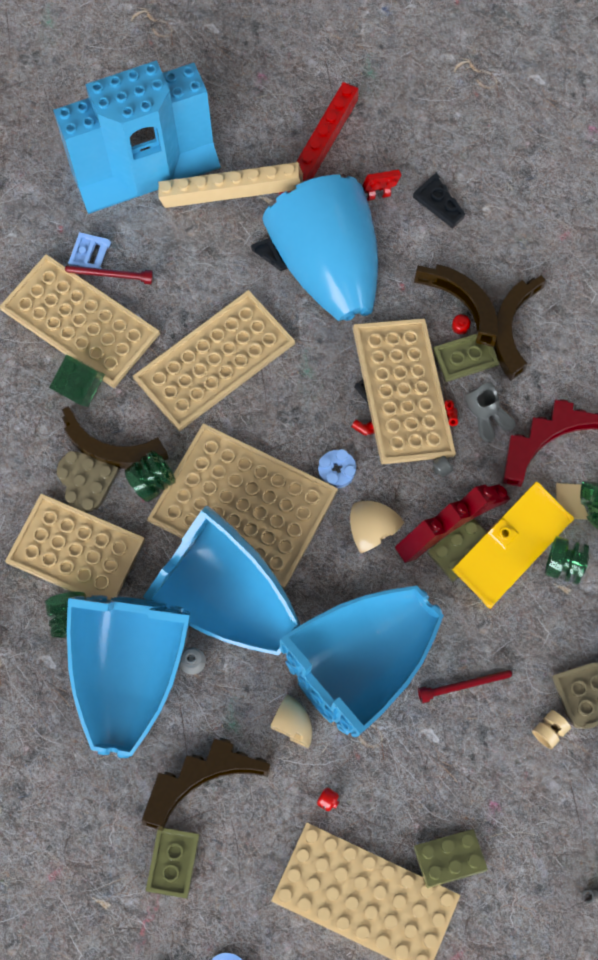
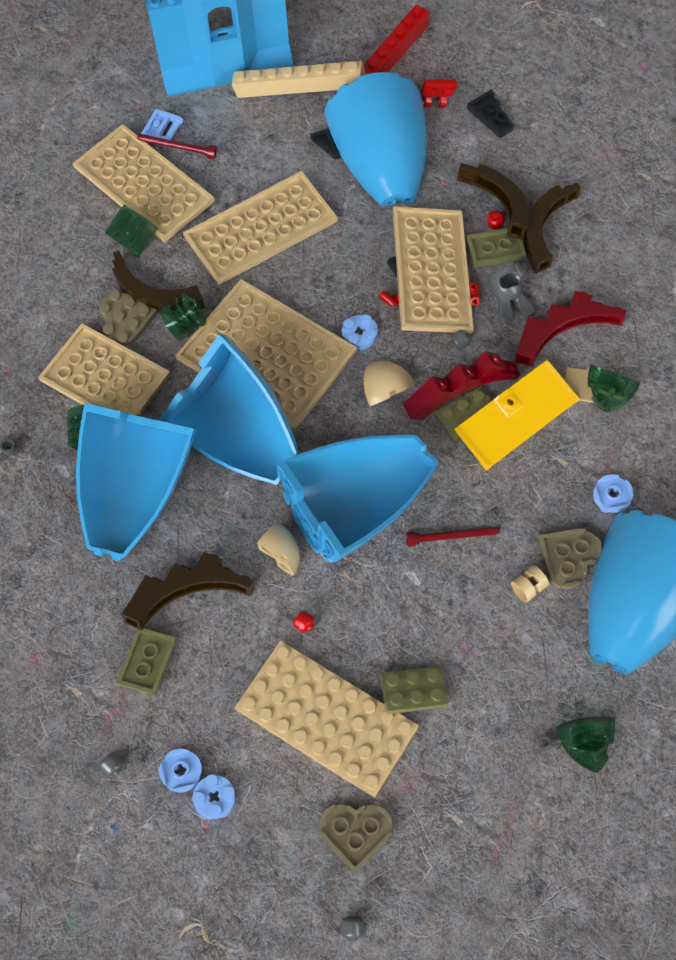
camera: 10 degrees right, 5 degrees down
(192, 666) = (196, 484): light grey cone -> none
(567, 560) = (566, 432): clear green wheel -> none

